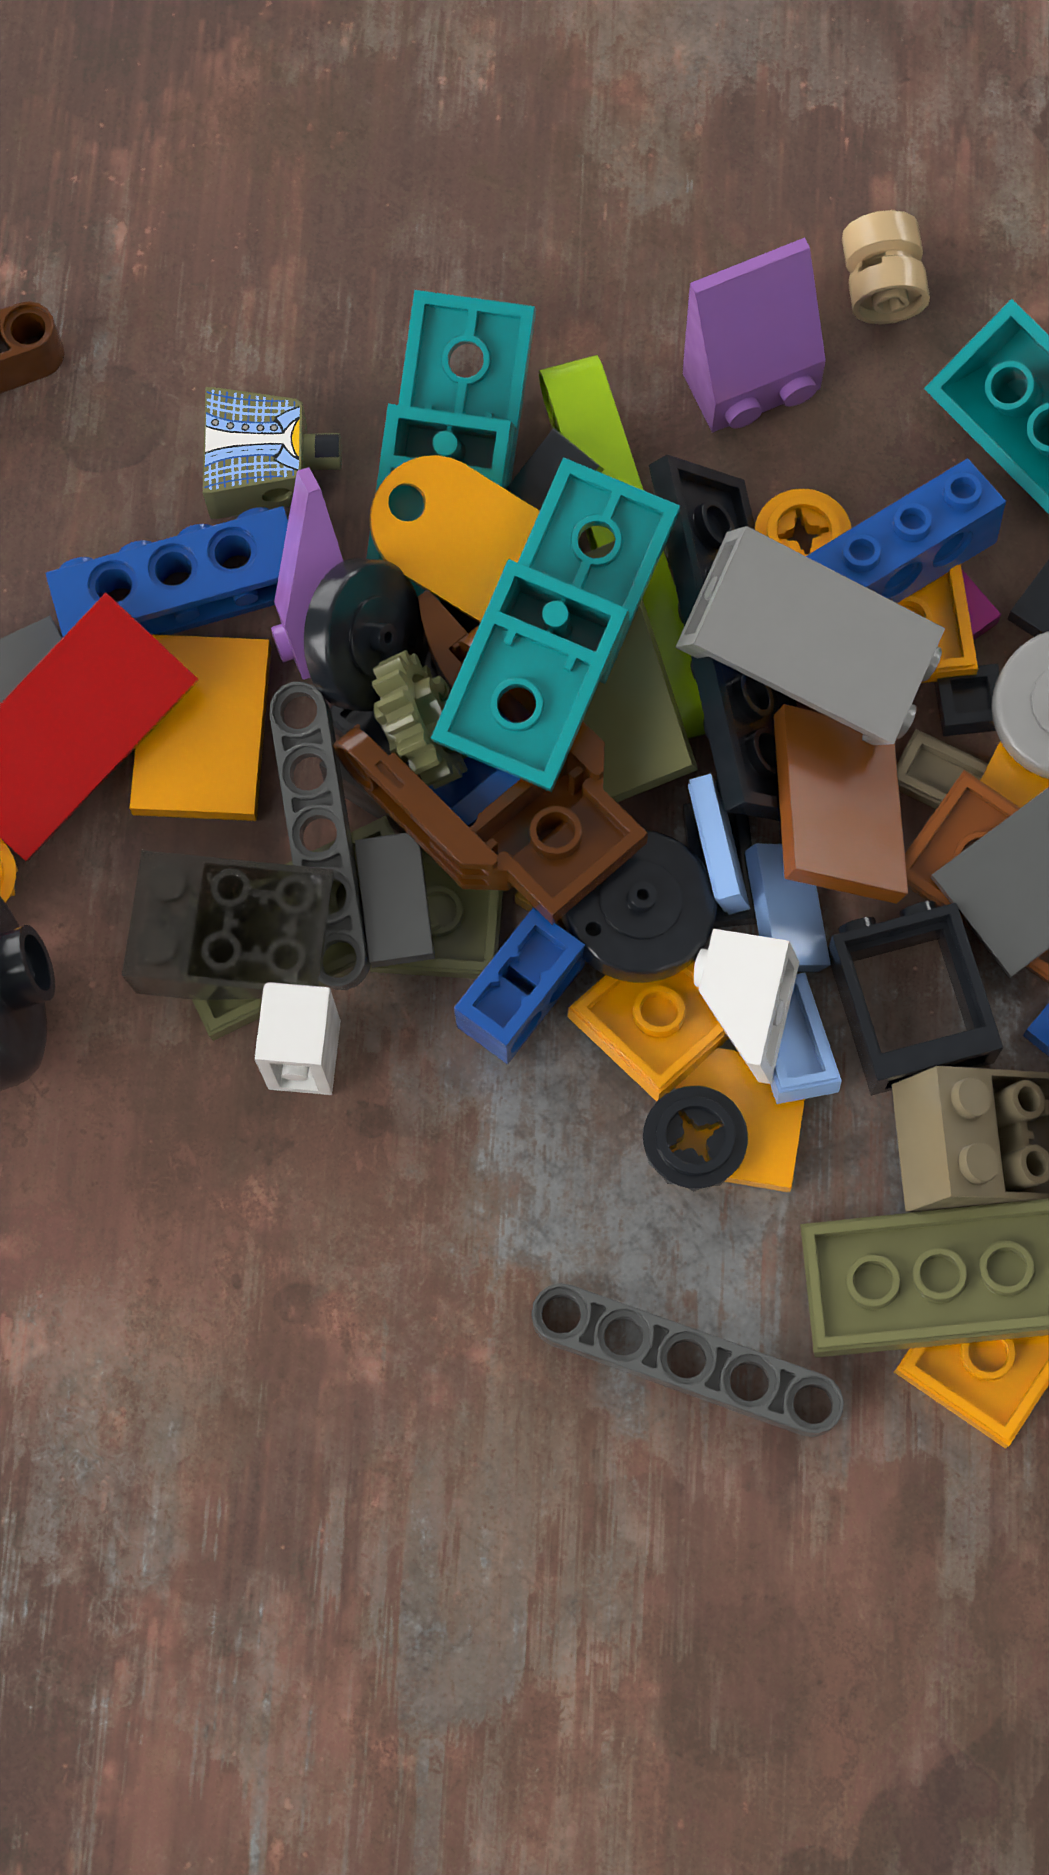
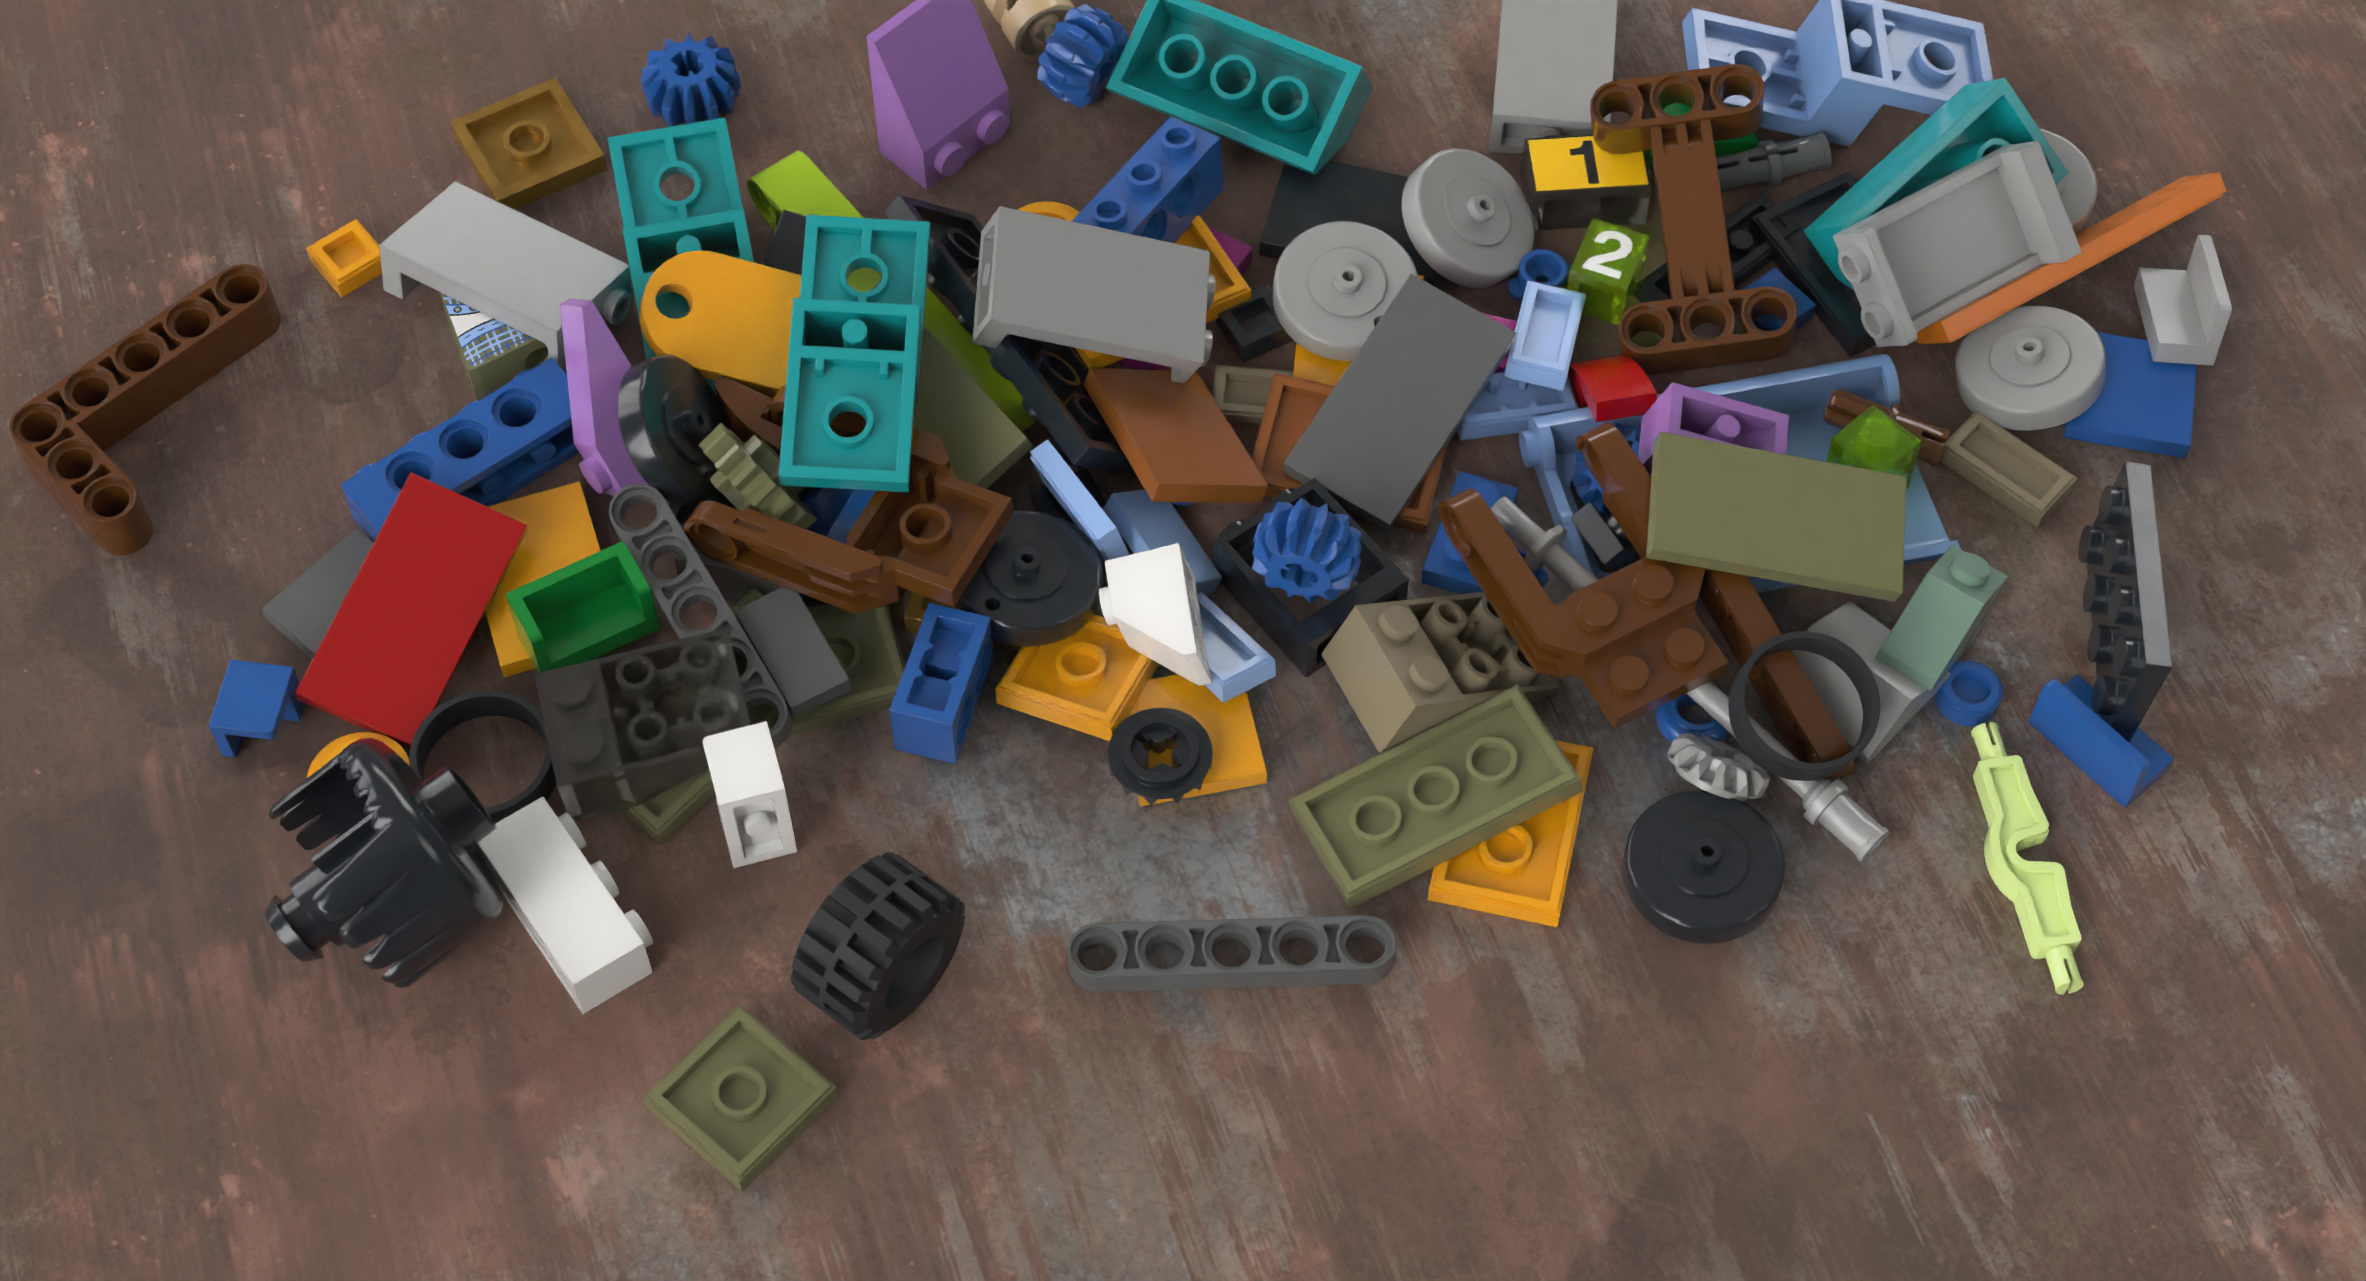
camera: 25 degrees left, 15 degrees down
(38, 857) = (477, 705): none -> black tyre
(101, 1077) = (567, 904): none -> white brick
(144, 318) = (347, 258): none -> light orange tile
(189, 1326) = (740, 1097): none -> olive tile
(215, 789) = (583, 609): none -> green panel
(277, 392) = (503, 265): none -> light grey panel
(351, 253) = (529, 145): none -> pearl gold tile
(354, 1244) = (878, 945): none -> black tyre
(526, 239) = (690, 81): none -> blue gear
(910, 993) = (1307, 550): none -> blue gear
(913, 345) = (1082, 55): none -> blue gear

